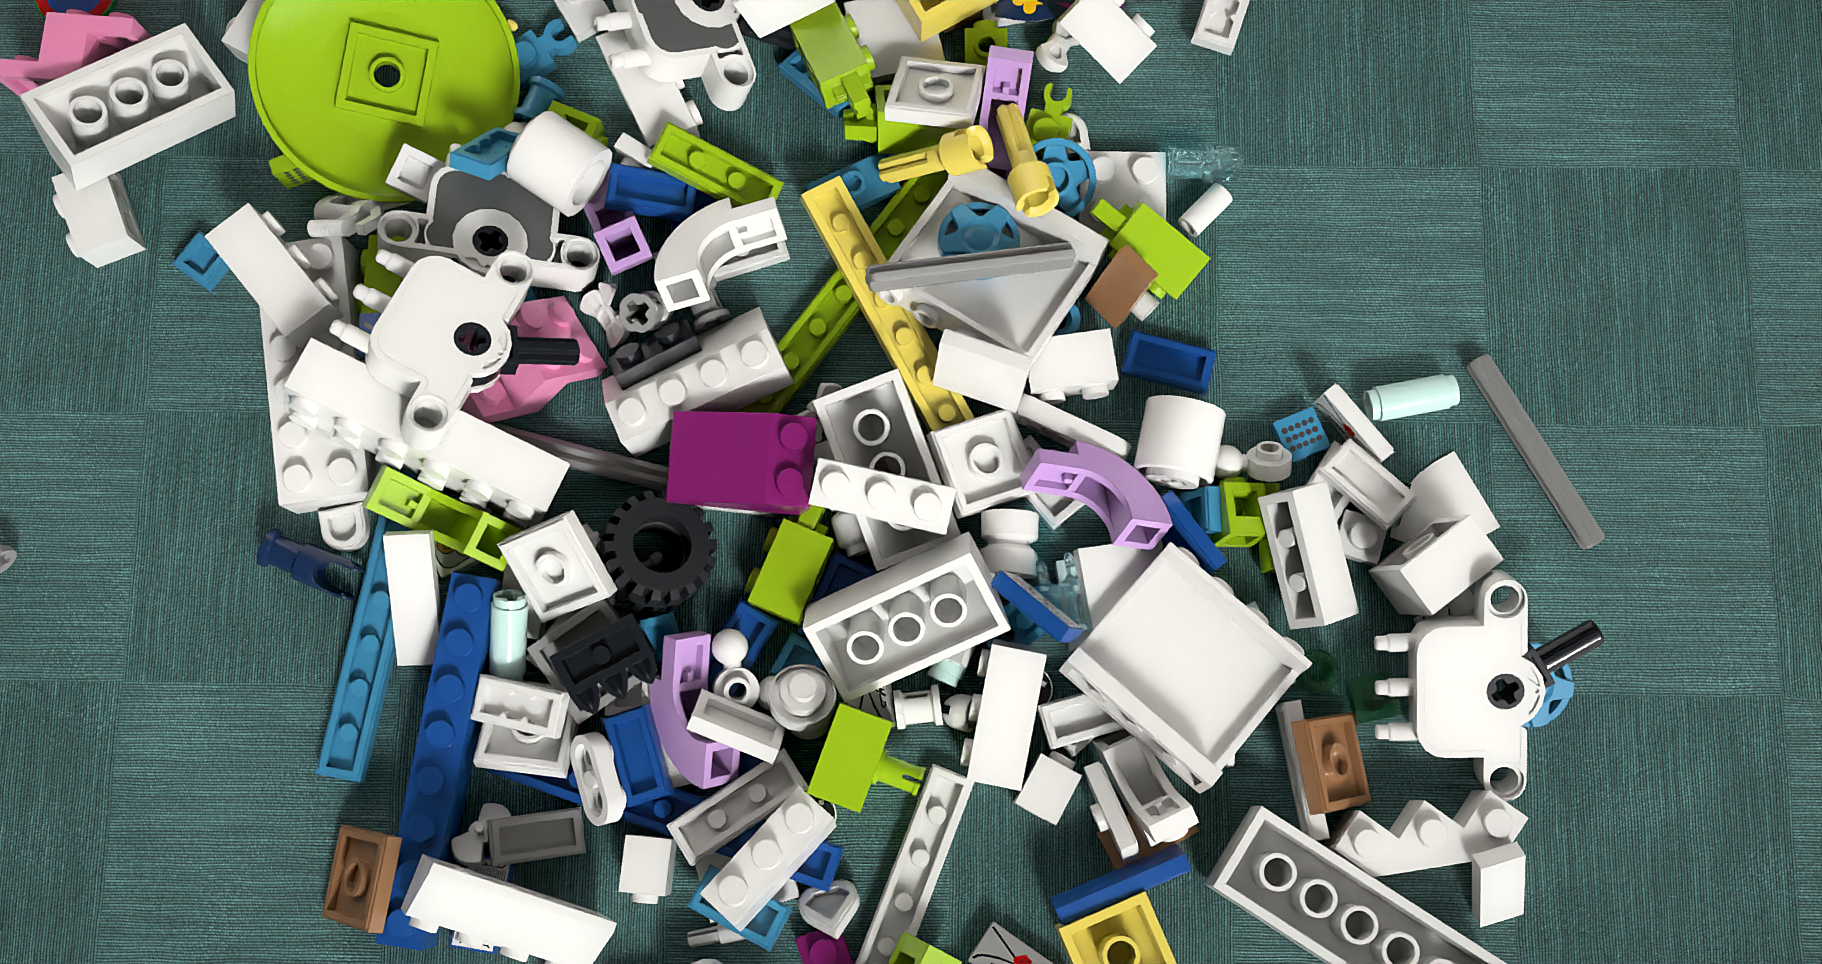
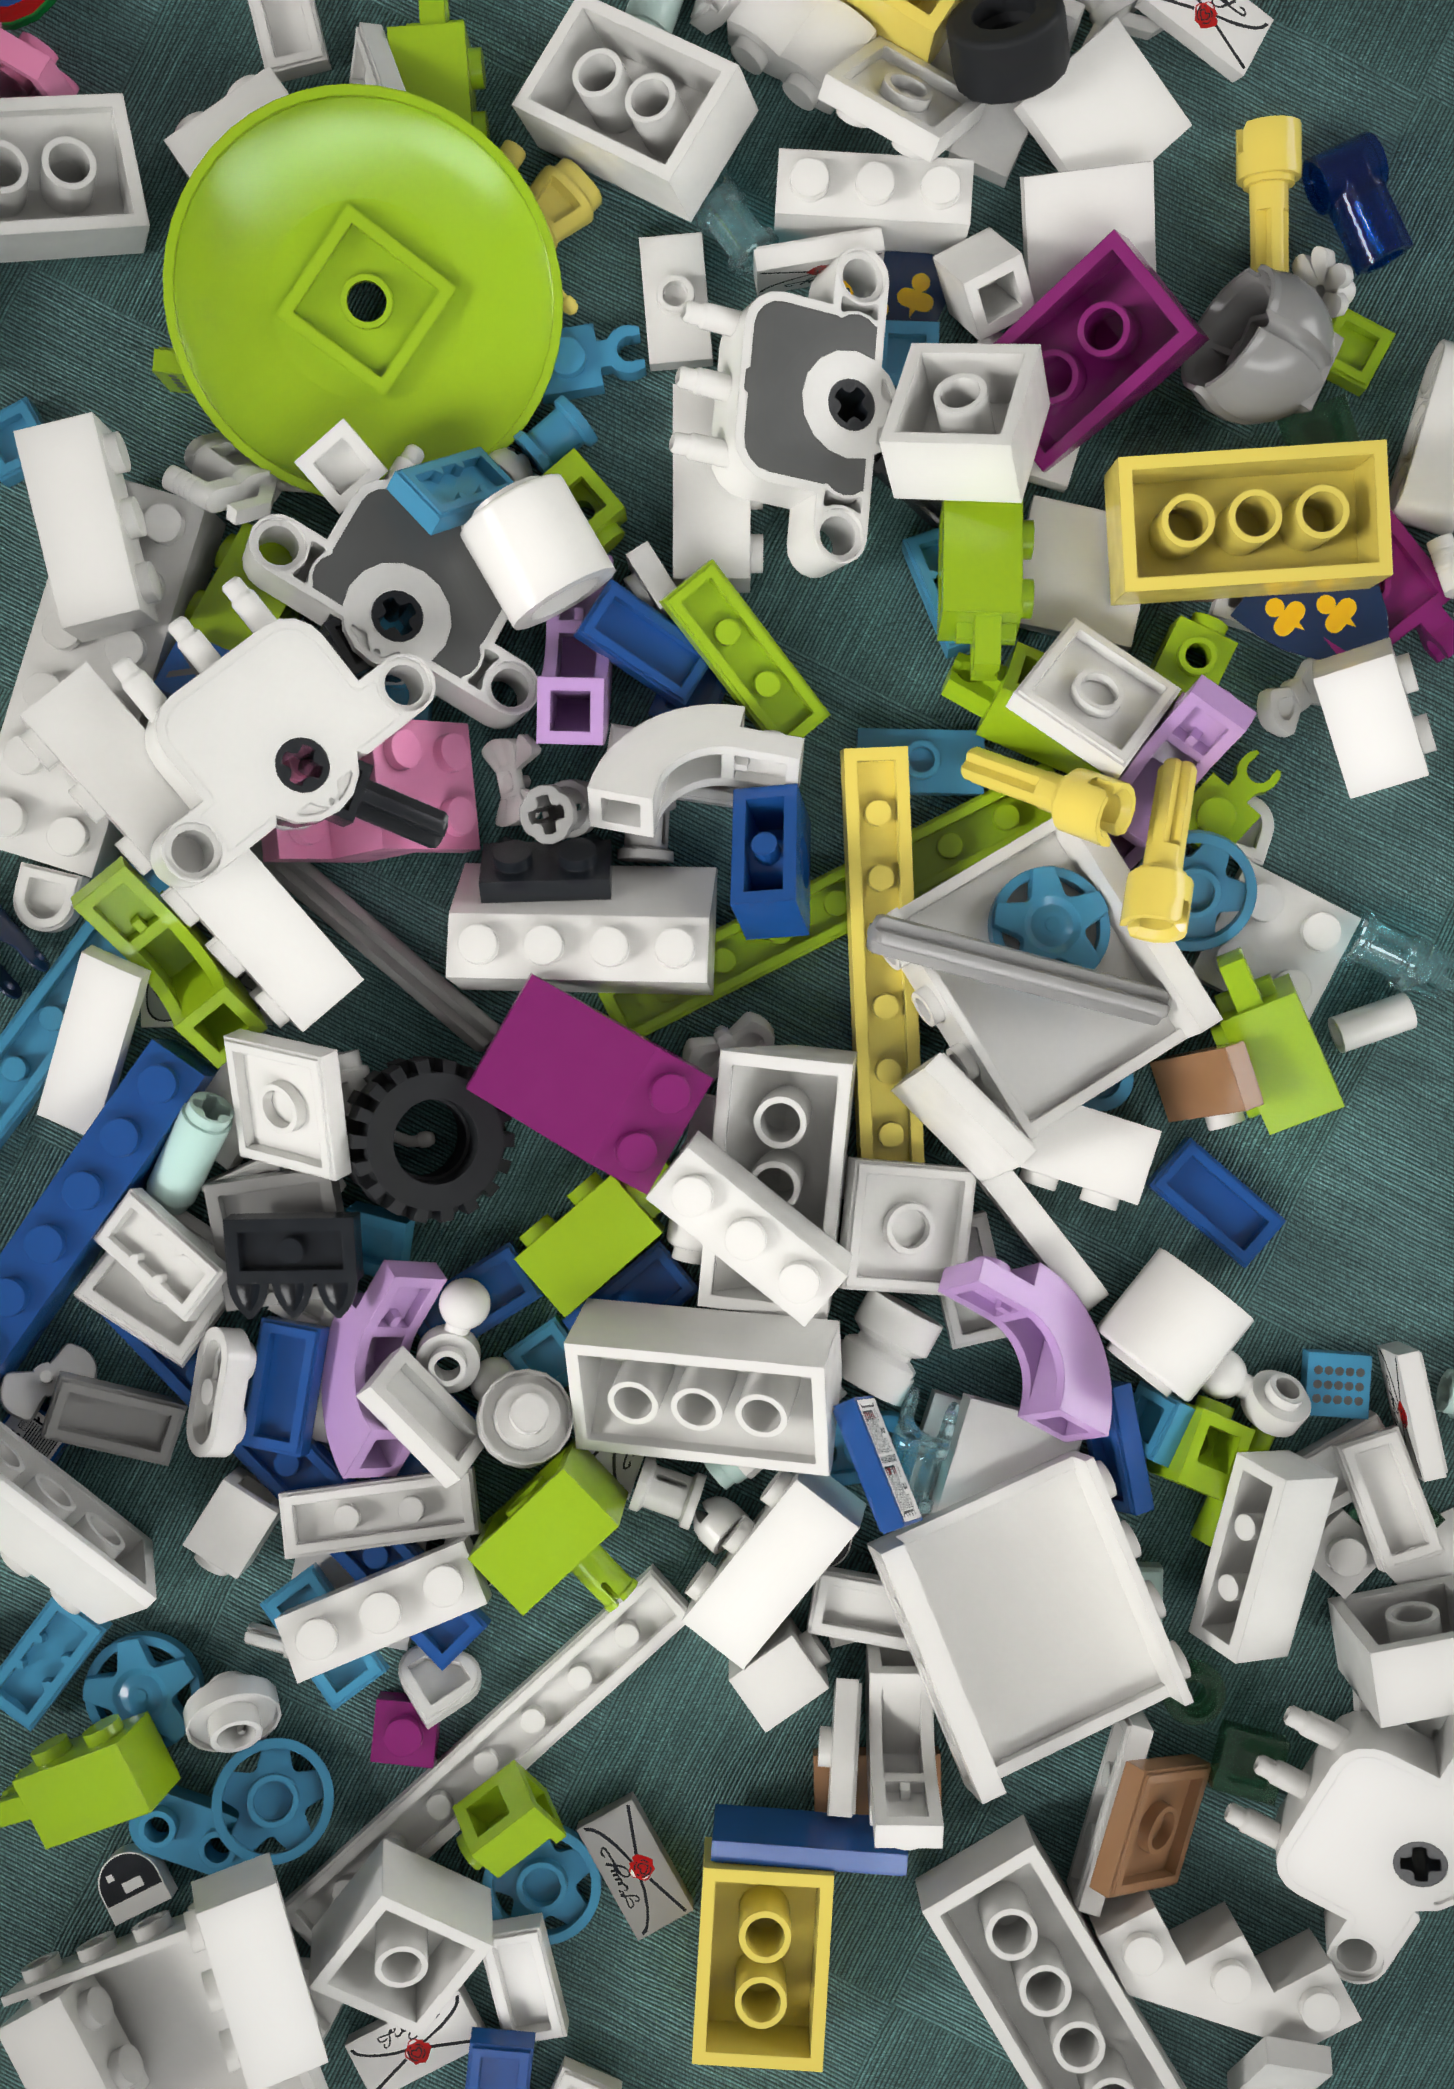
camera: 25 degrees right, 10 degrees up
(790, 282) = (771, 862): none -> blue brick

